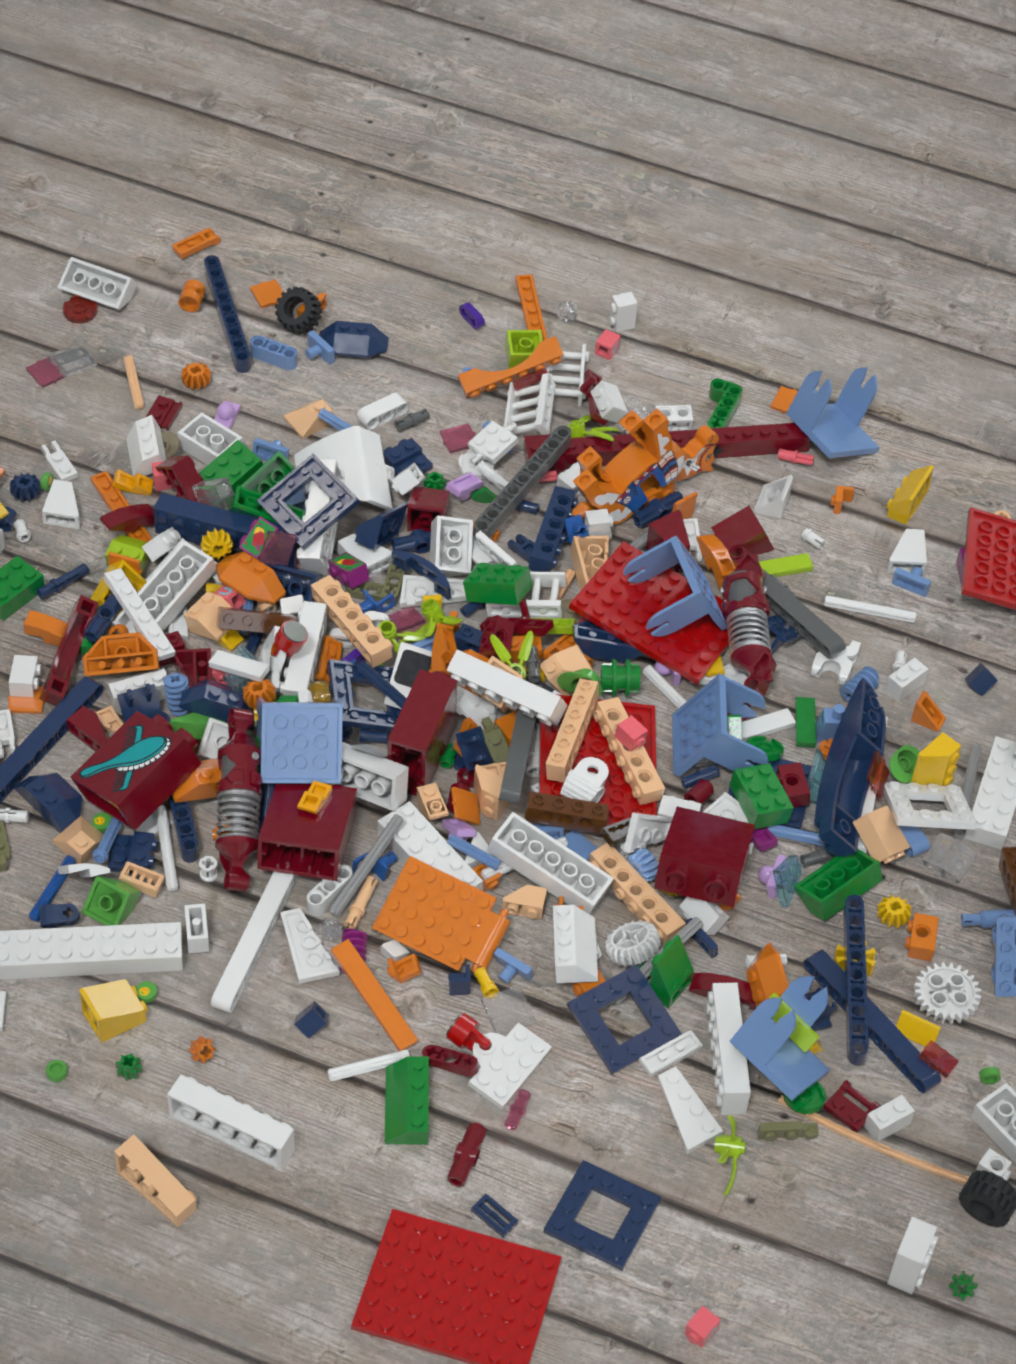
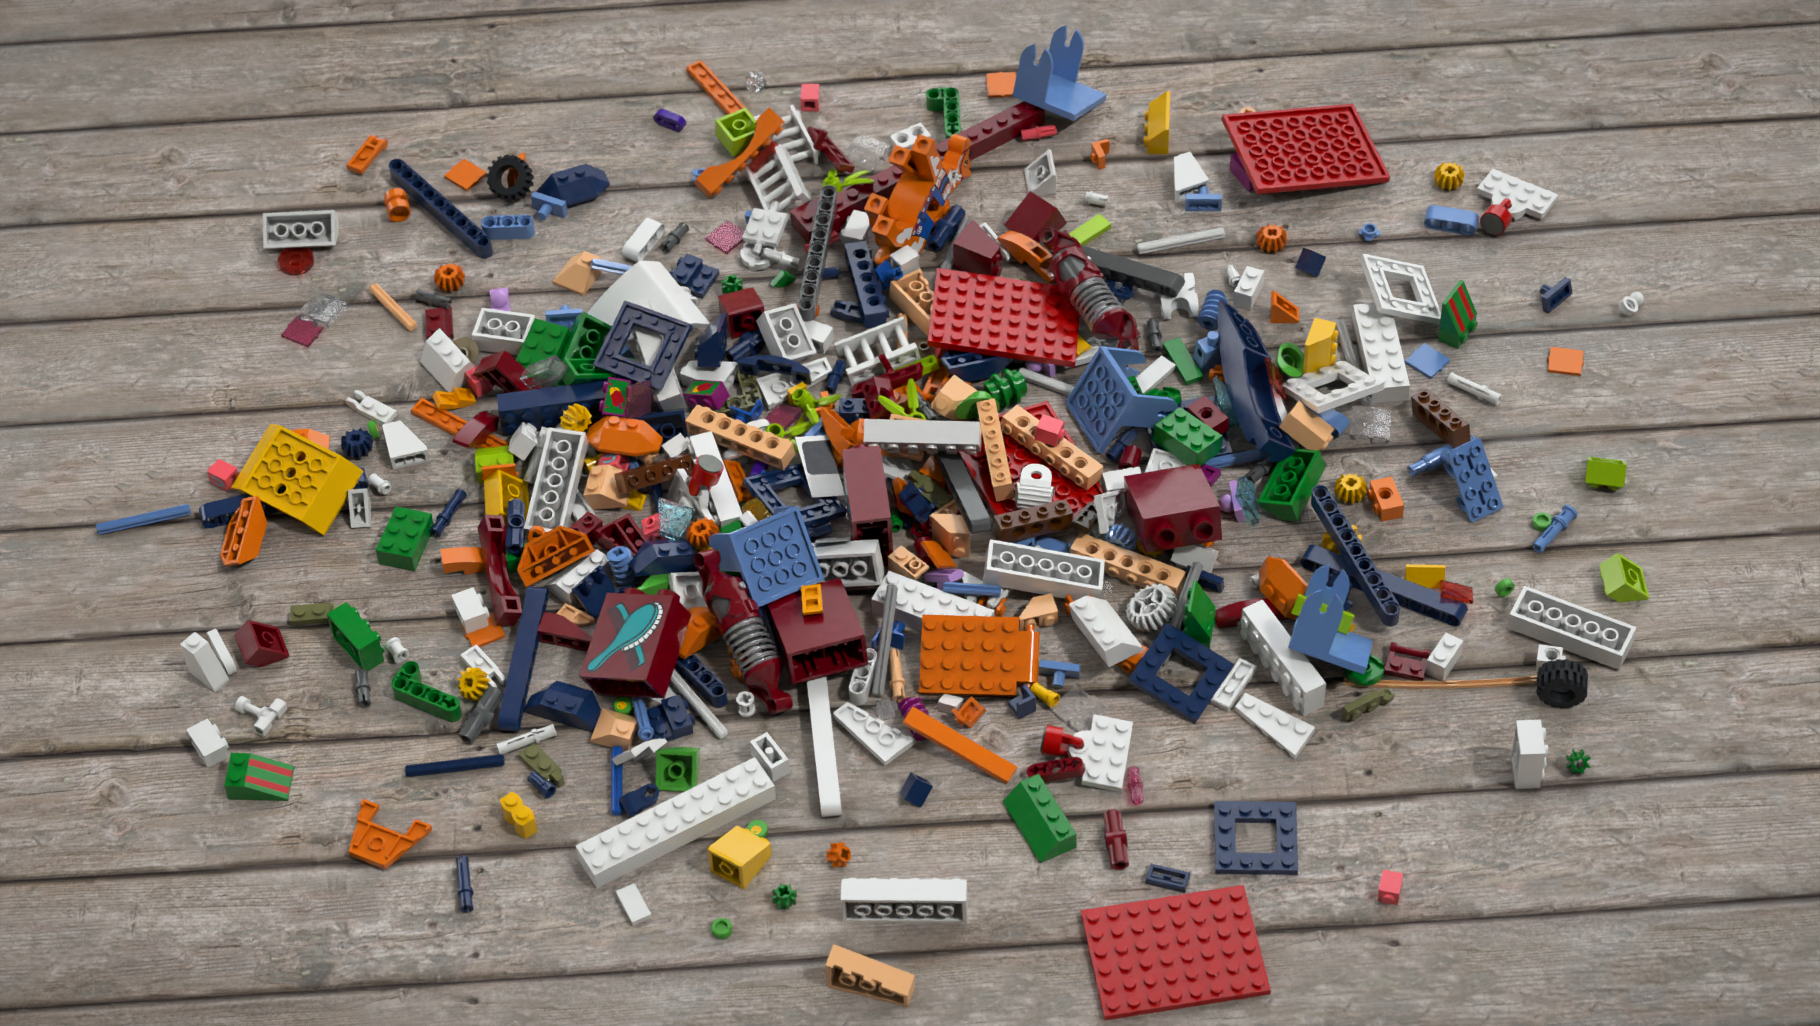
camera: 20 degrees left, 0 degrees up
(138, 612) = (544, 508): white plate -> none
(146, 888) = (704, 733): light nougat slope -> none
(171, 388) = (432, 298): none -> dark grey pin
(239, 665) = (671, 516): white tile -> none
(365, 1065) = (986, 806): white axle -> none
(381, 683) = (808, 482): dark blue axle -> none
(407, 479) = (709, 292): white brick -> none
(464, 486) = (761, 277): lavender tile -> none
(493, 550) = (832, 324): white tile -> none
(497, 583) = (851, 350): green brick -> none
(609, 401) = (847, 148): white brick -> none
(623, 312) = (808, 61): white brick -> none
(686, 505) = (971, 213): orange piece -> none
(687, 609) = (1035, 305): medium blue piece -> none
(727, 1147) = (1330, 736): lime plant -> none
(792, 687) = (1154, 335): none -> dark grey pin
(947, 993) = (1432, 536): white gear -> none
(956, 641) = (1271, 238): none -> orange gear

